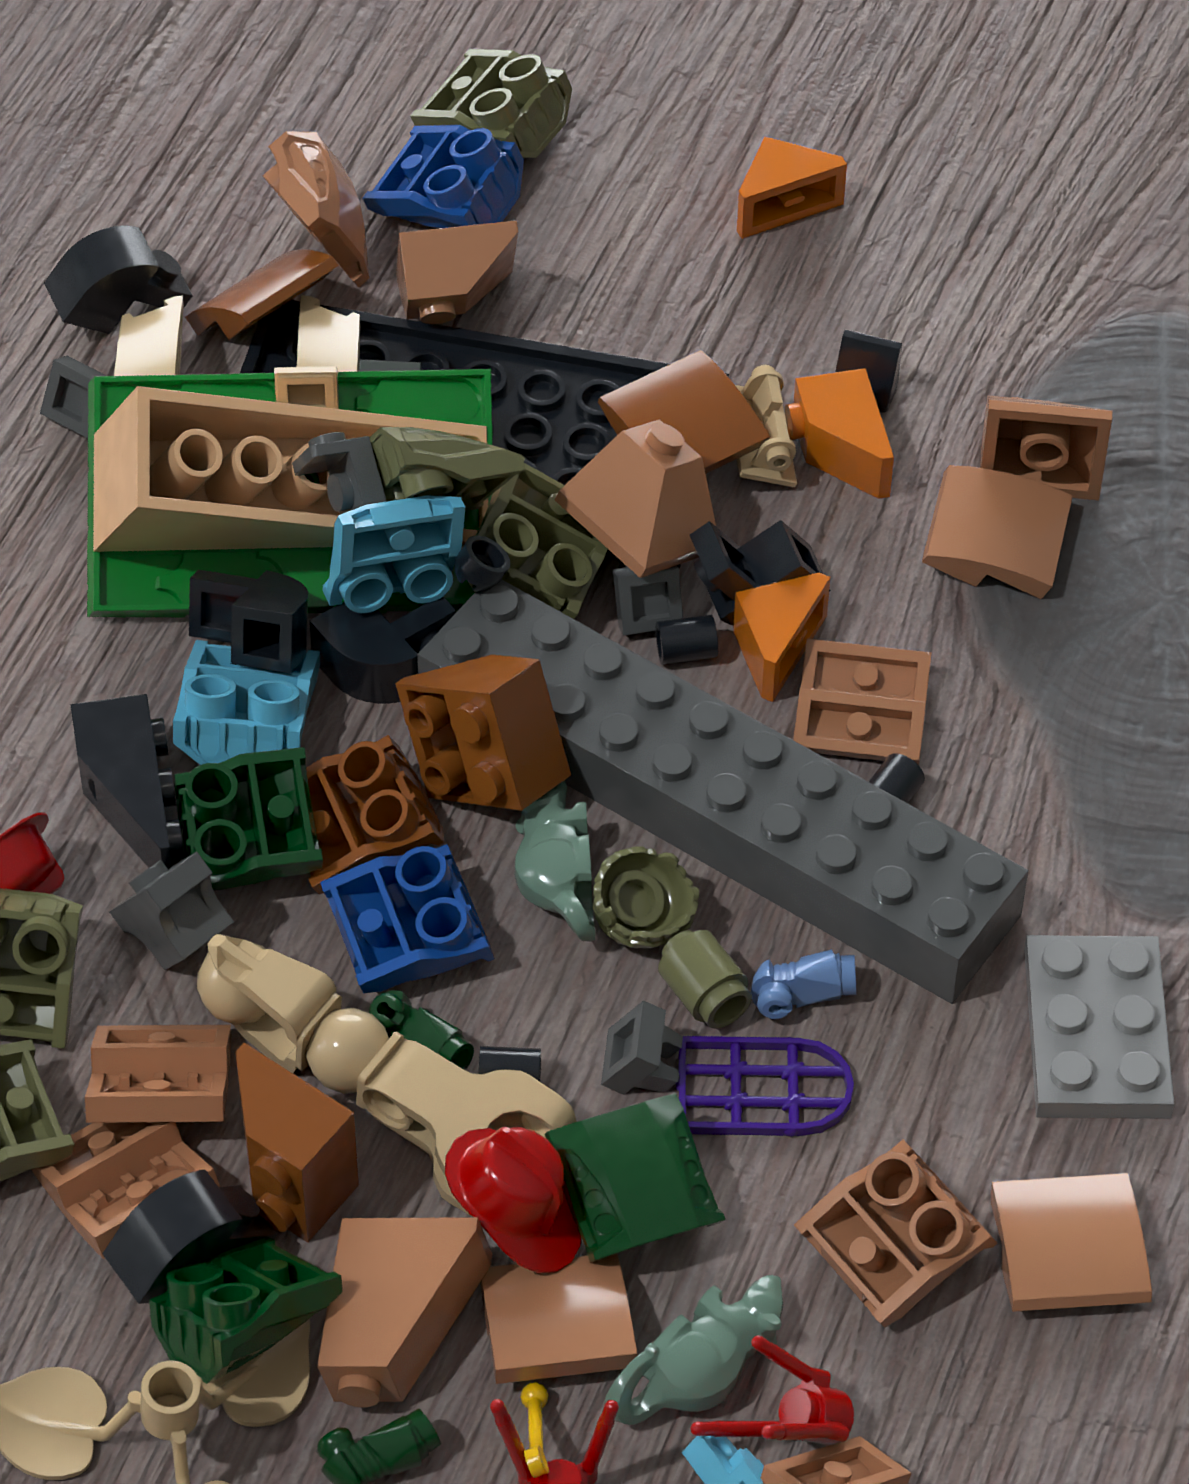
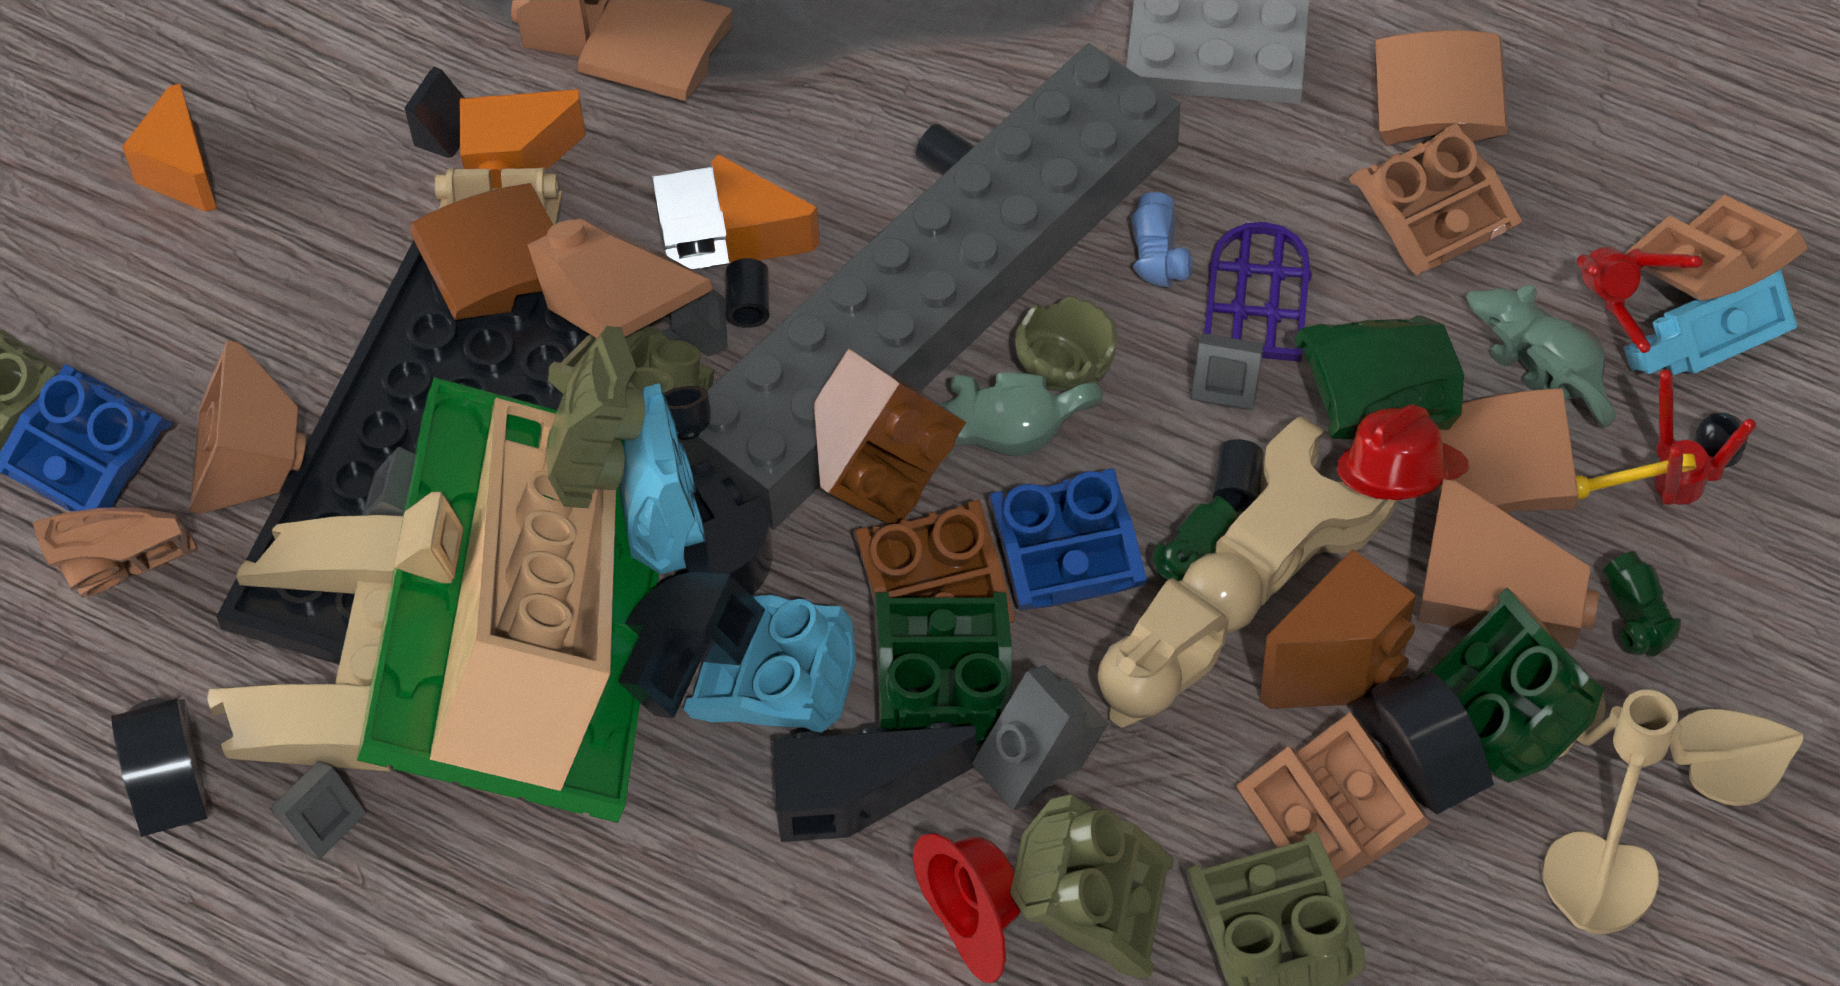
camera: 80 degrees left, 5 degrees up
(159, 1073) = (1224, 764): nougat slope -> none
(262, 292) = (219, 612): dark orange slope -> none
(351, 470) = (583, 493): dark grey bracket -> none
(705, 978) = (1154, 310): olive brick -> none
(862, 700) = (846, 166): nougat slope -> none

